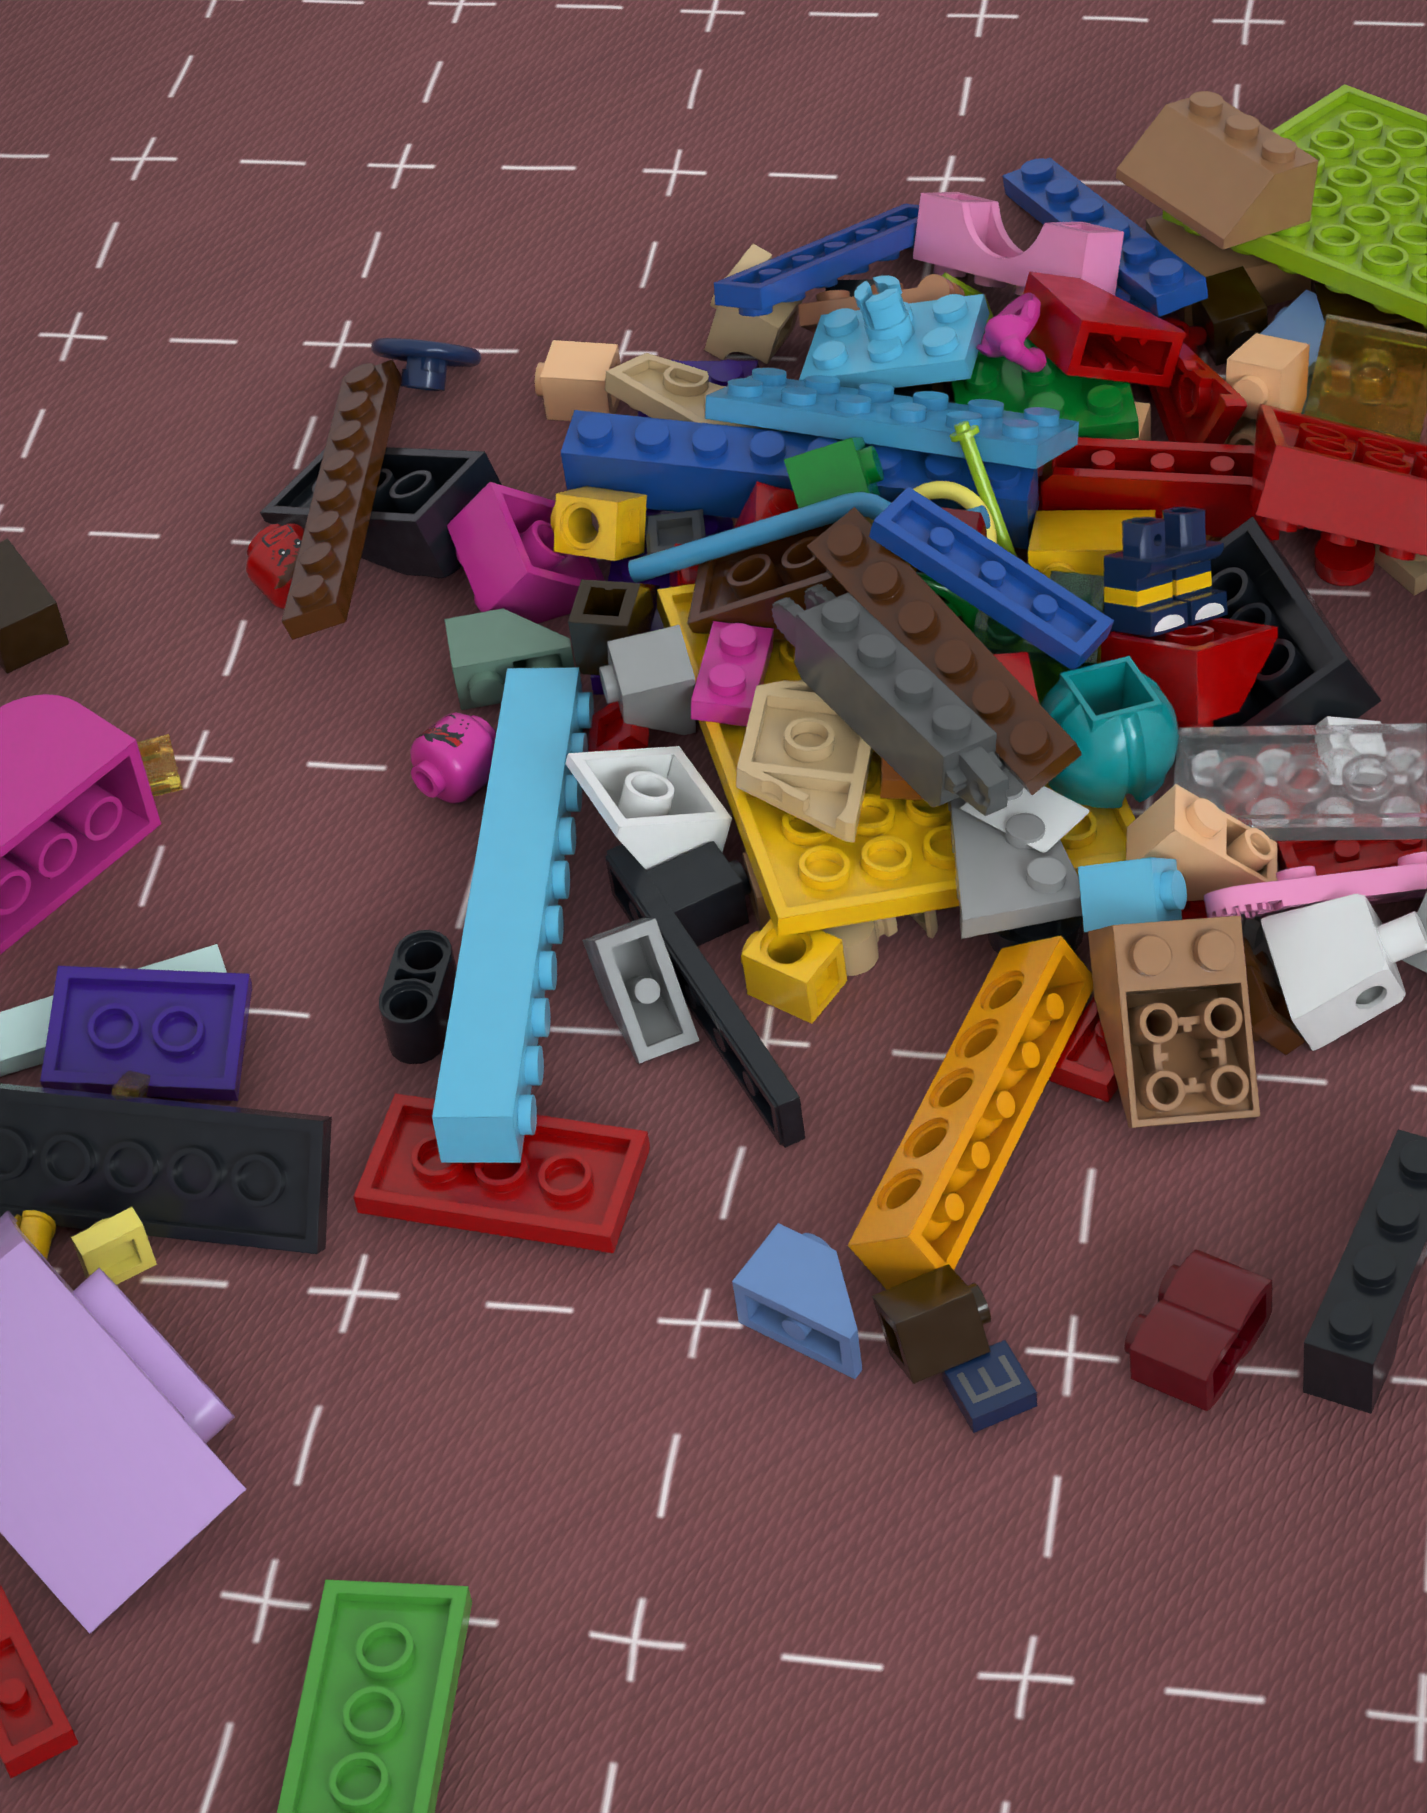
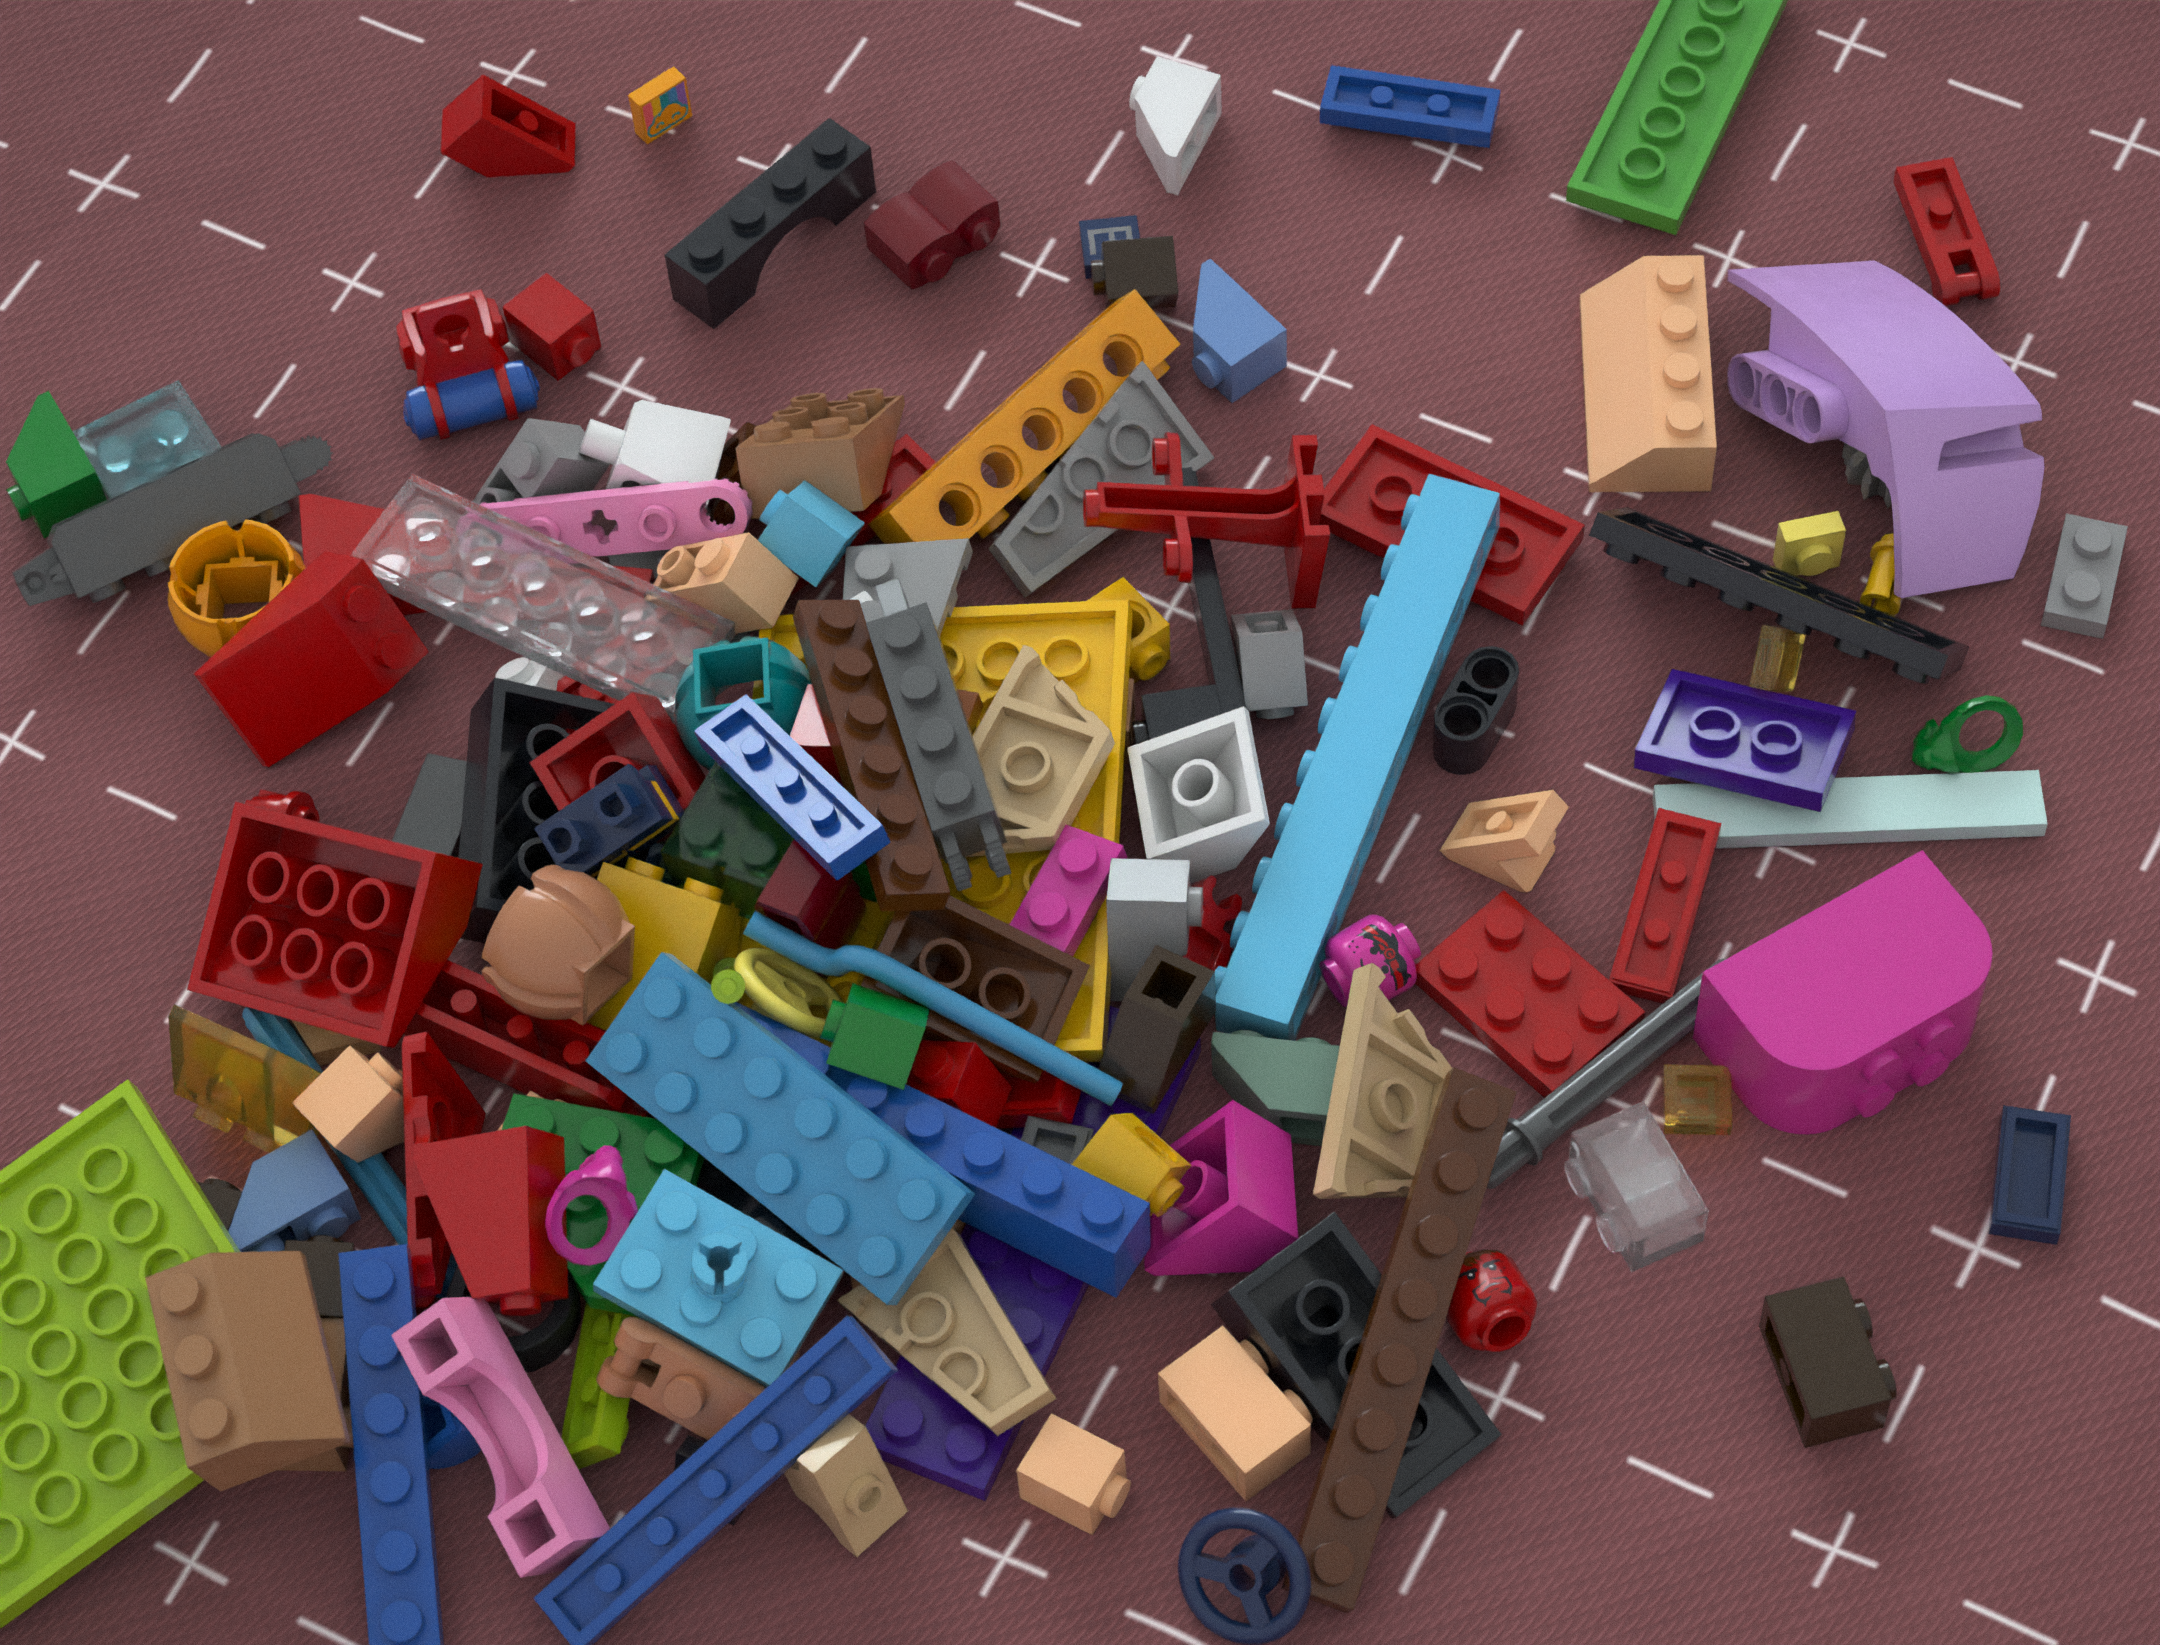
camera: 165 degrees left, 10 degrees up
(183, 674) = (1636, 1187): none -> clear brick
(200, 891) = (1665, 905): none -> red tile
(286, 688) = (1595, 1082): none -> dark grey axle
(313, 801) = (1526, 994): none -> red plate
(322, 1389) = (1649, 378): none -> light nougat slope
(362, 894) = (1507, 837): none -> light nougat slope
(406, 645) = (1379, 1097): none -> tan wing
(459, 424) = (1236, 1411): none -> light nougat brick
(668, 1063) = (1268, 517): none -> red piece
(694, 1658) = (1410, 106): none -> blue plate
(873, 1099) = (1113, 448): none -> light grey wing
(978, 1548) = (1175, 116): none -> white slope
(1136, 457) = (560, 946): none -> nougat piece
(1375, 646) = (435, 807): none -> dark grey tile

